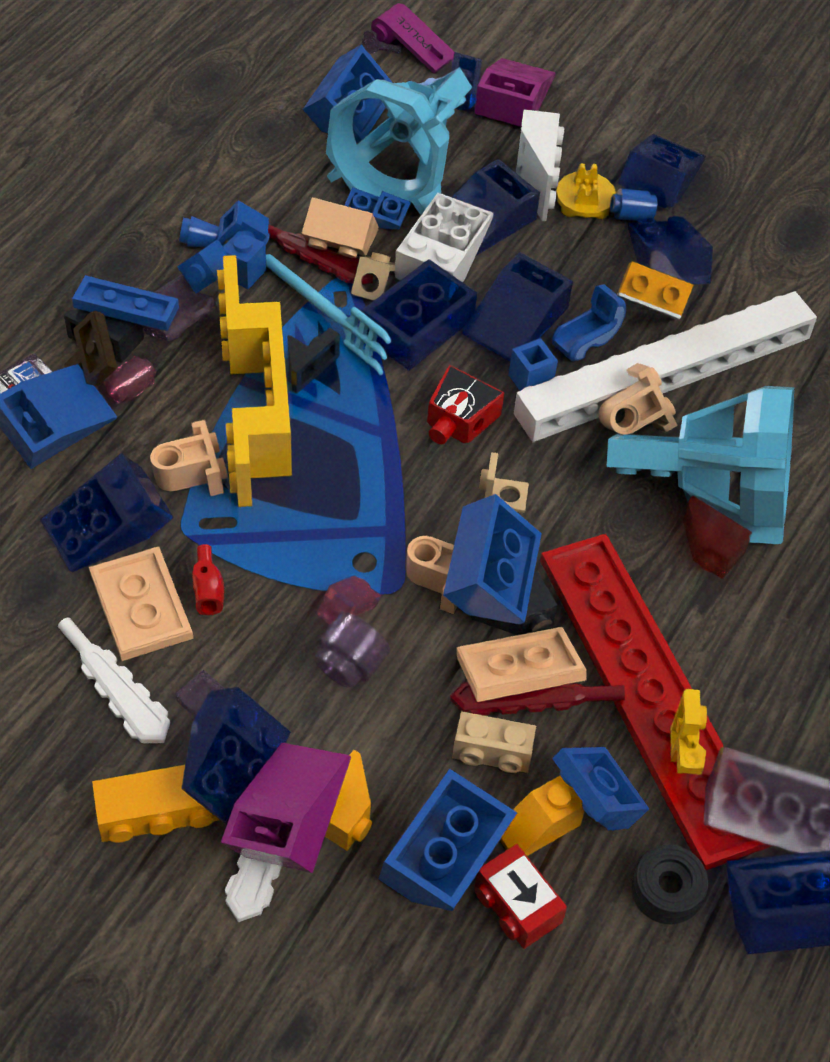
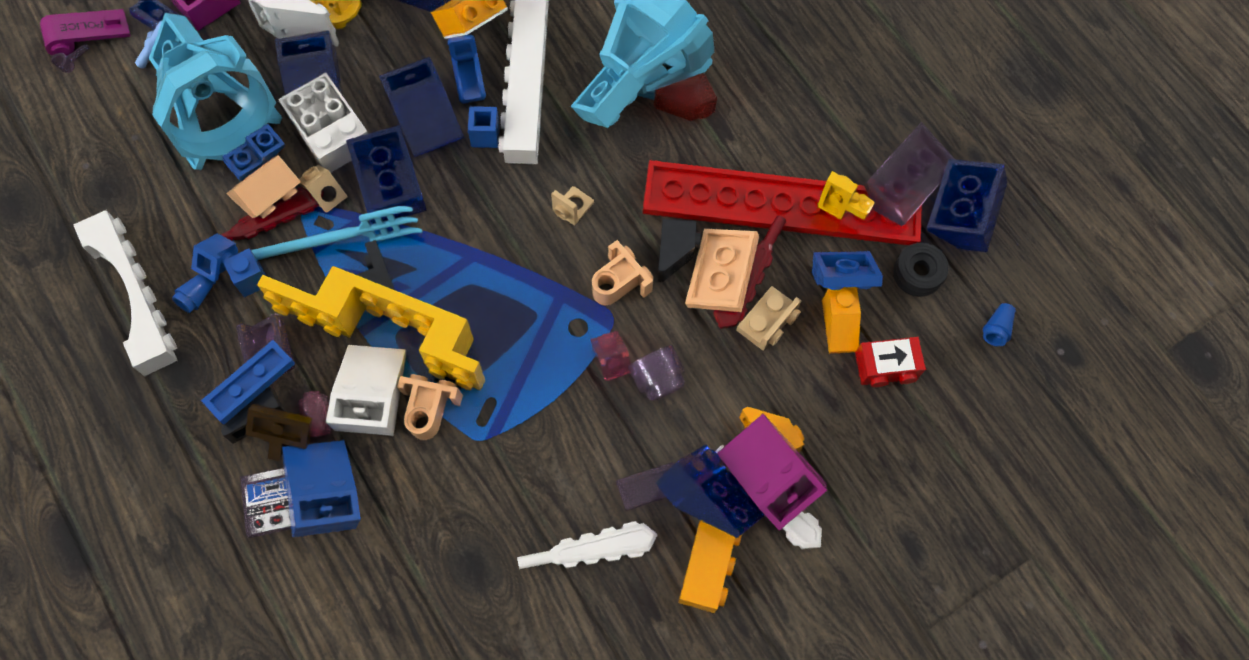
camera: 60 degrees left, 15 degrees up
(106, 514) = (439, 490): clear blue slope -> none
(132, 224) = (148, 343): none -> white arch
(140, 603) = (529, 499): light nougat tile -> none
(168, 401) = (367, 391): none -> white slope
(202, 267) = (242, 303): blue brick -> none
(207, 583) = (545, 442): red piece -> none
(345, 77) = (116, 107): blue slope -> none
(446, 843) = (838, 385): blue slope -> none
(462, 407) = (485, 193): torso -> none
(493, 561) = (647, 243): blue slope -> none
(641, 402) = (559, 79): light nougat pin -> none
(656, 1014) = (1000, 325): none -> blue cone

